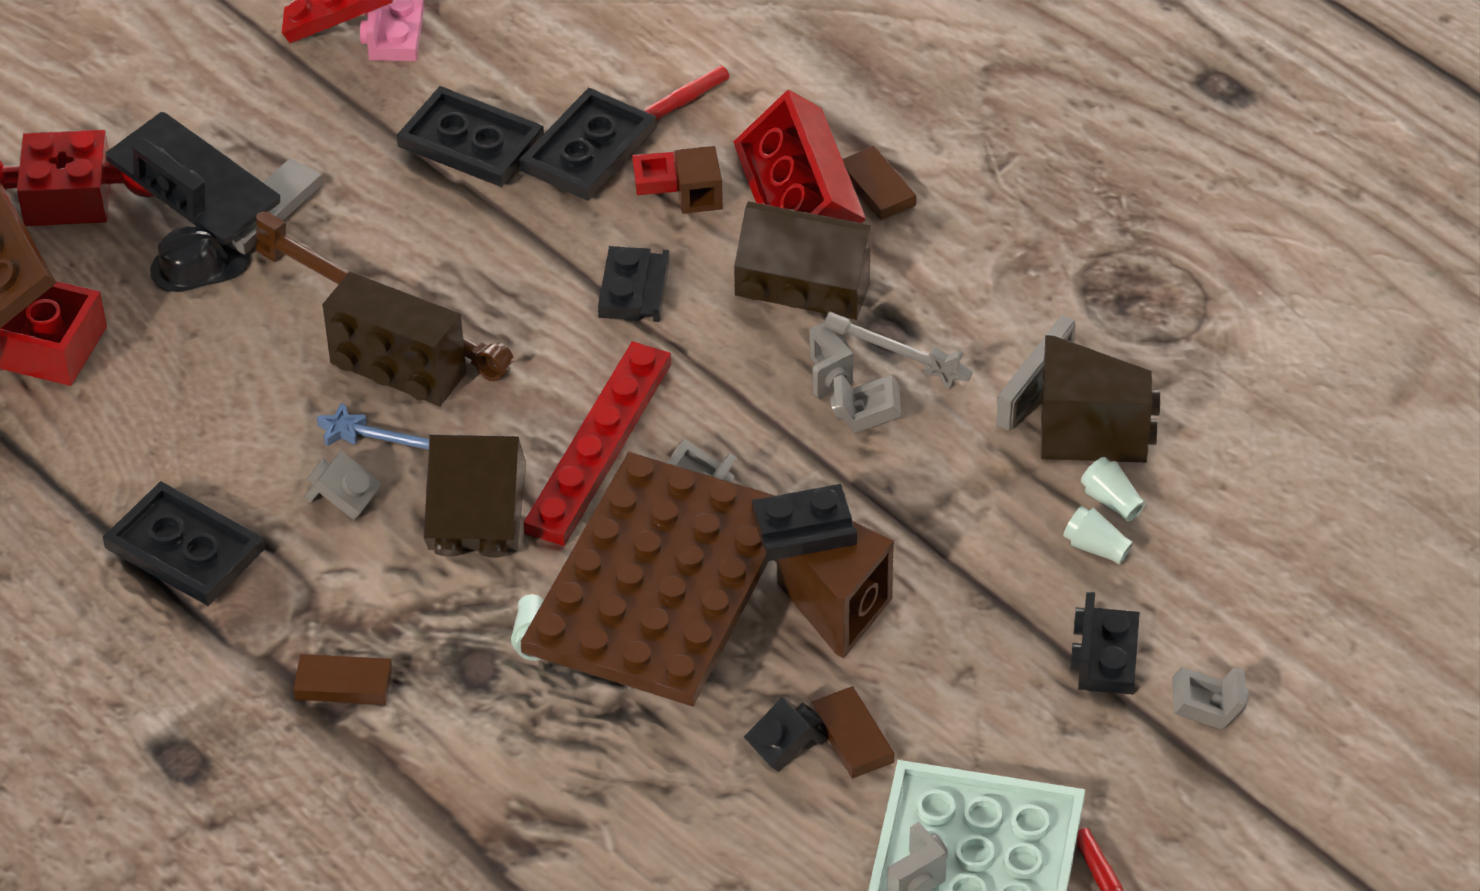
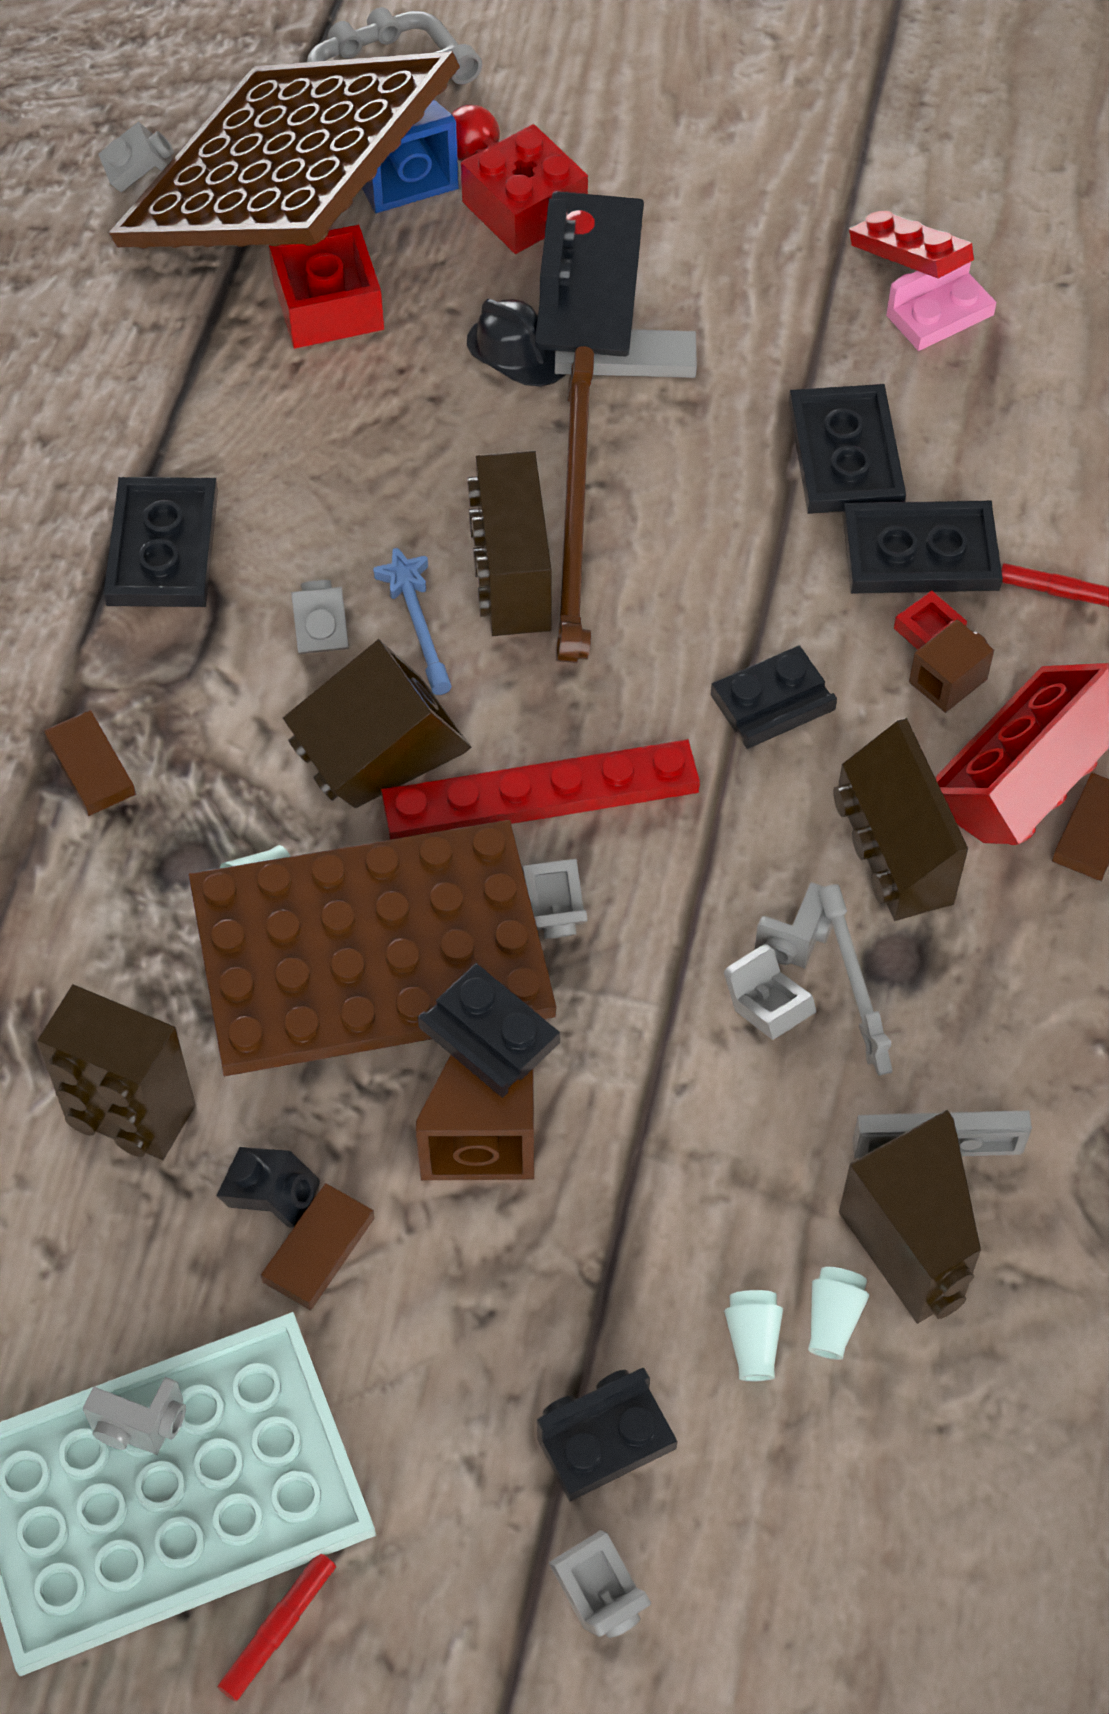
camera: 55 degrees right, 10 degrees up
(654, 749) = (117, 1073): none -> dark brown brick

